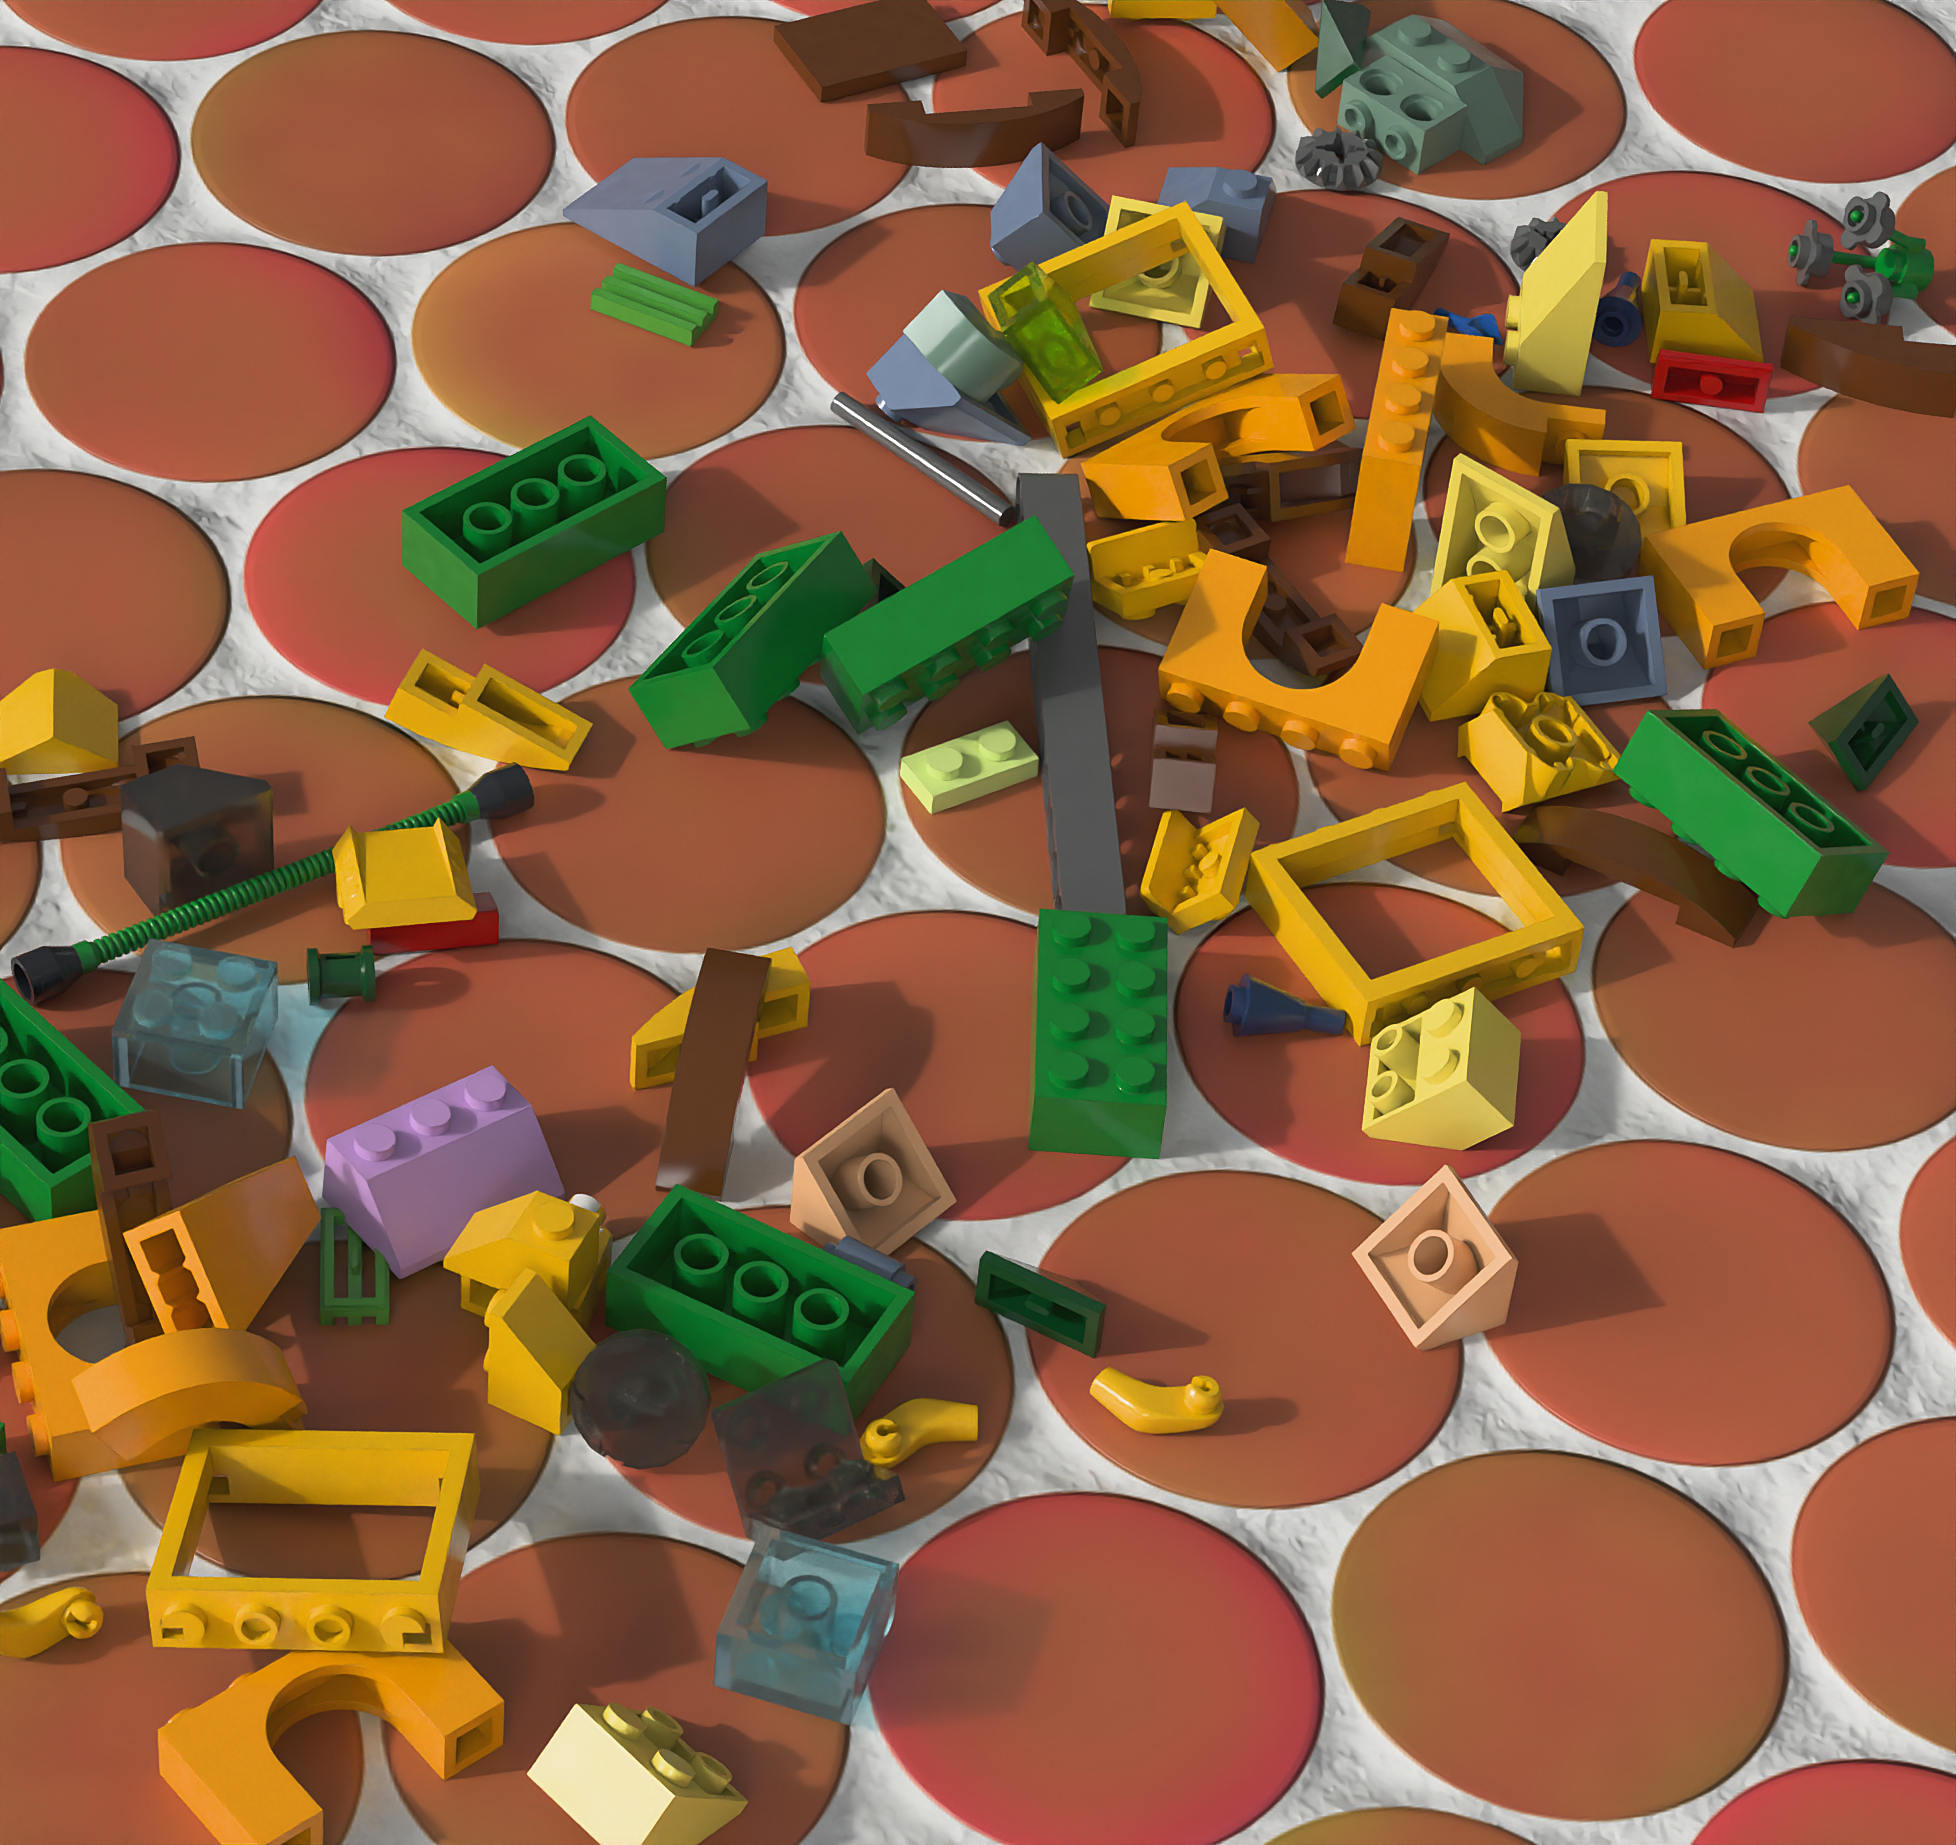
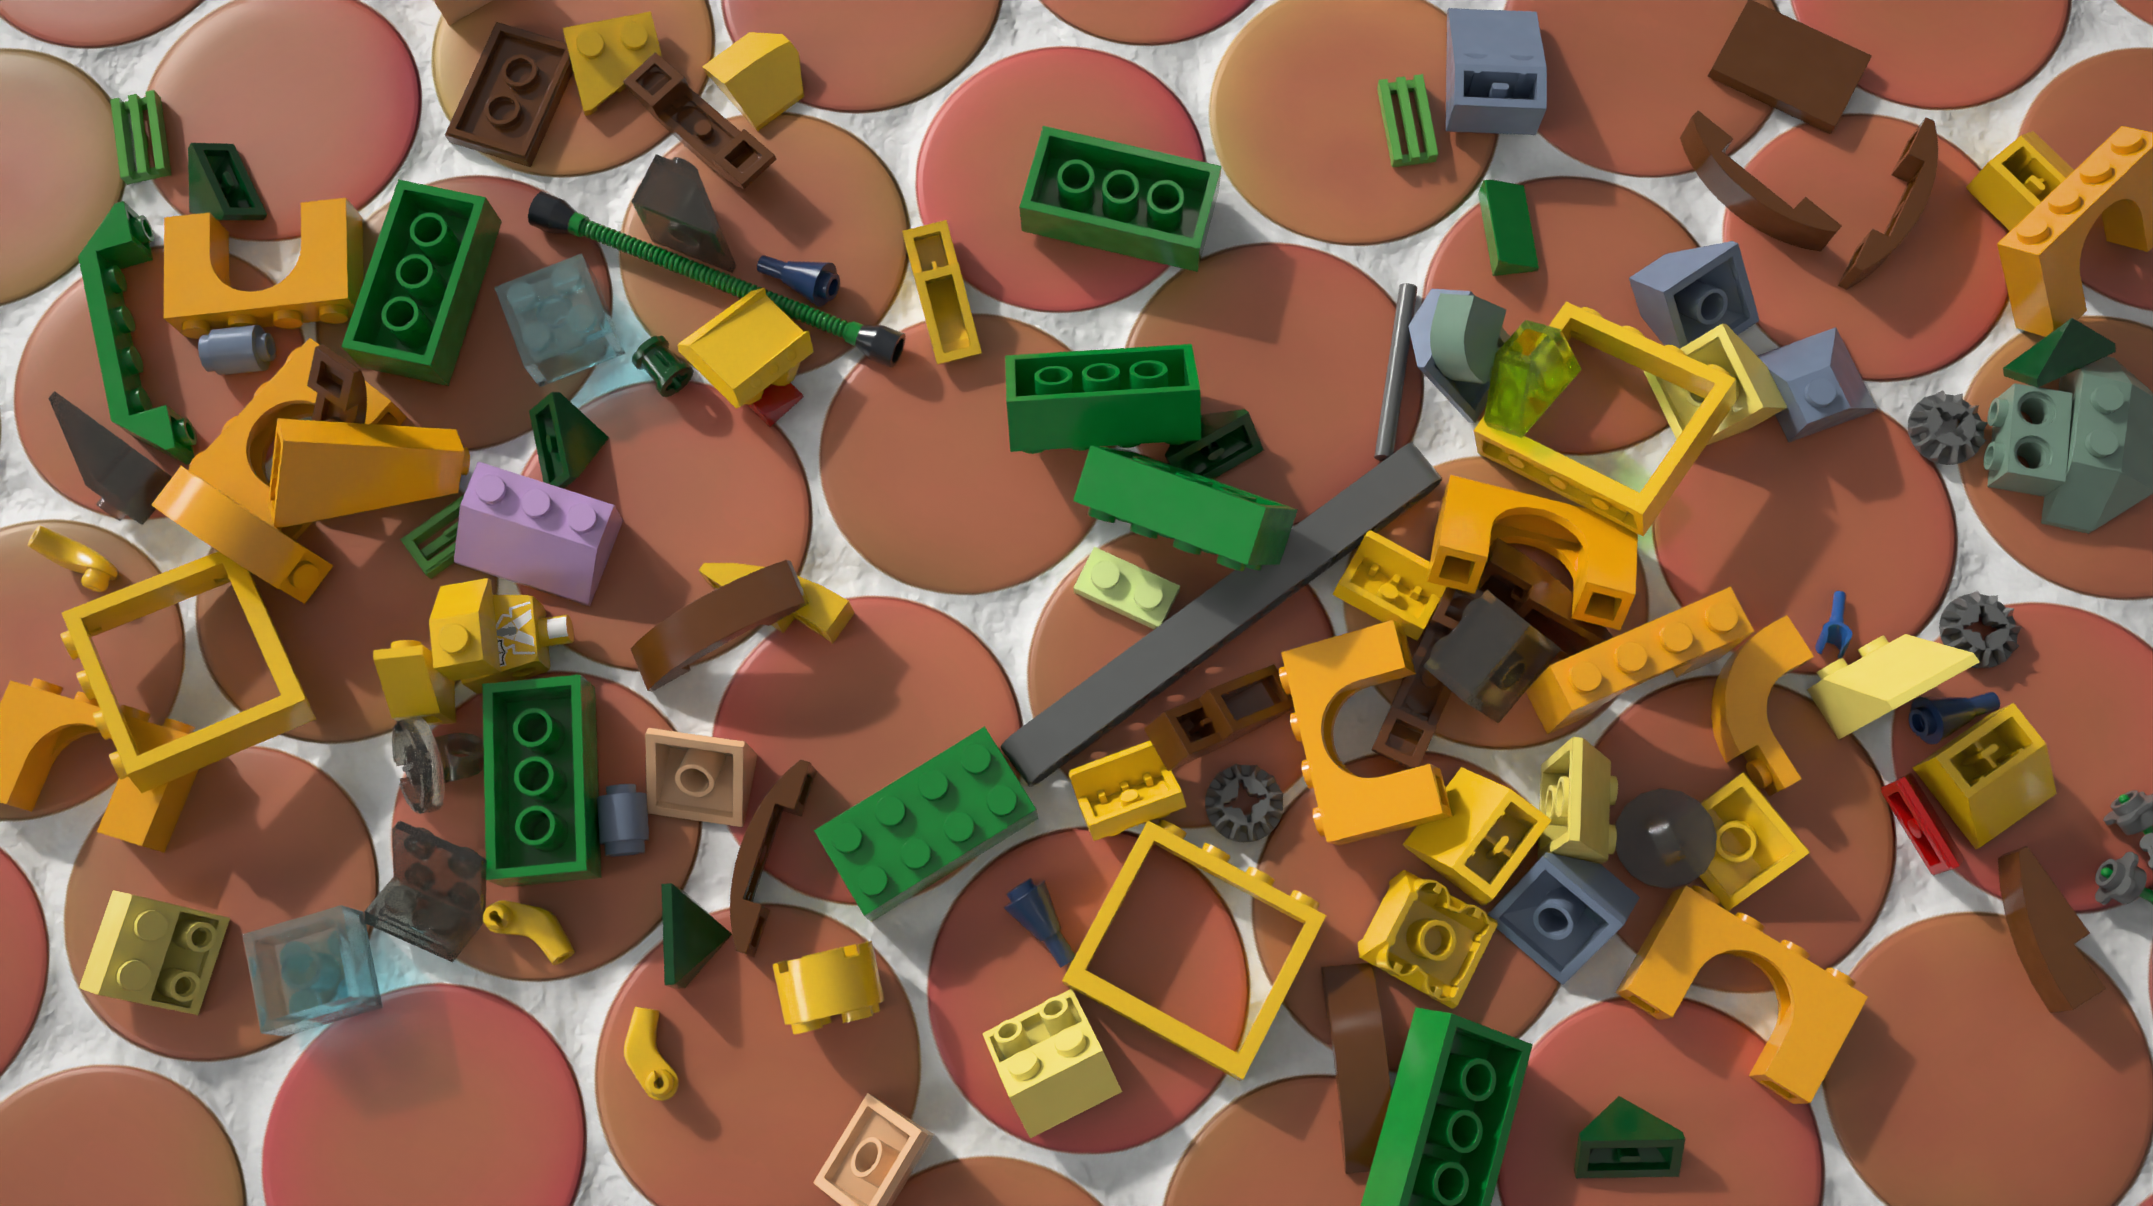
camera: 65 degrees right, 30 degrees up
(326, 1104) = (563, 439): none -> dark green slope
(364, 805) = (812, 280): none -> dark blue cone
(843, 306) = (1507, 228): none -> green slope
(1063, 1230) = (786, 795): none -> reddish brown slope
(1217, 1186) = (829, 985): none -> yellow brick
(1298, 525) = (1491, 656): none -> clear smoke slope
(1308, 813) = (1231, 821): none -> dark grey gear
(1389, 276) = (1842, 542): reddish brown slope -> none

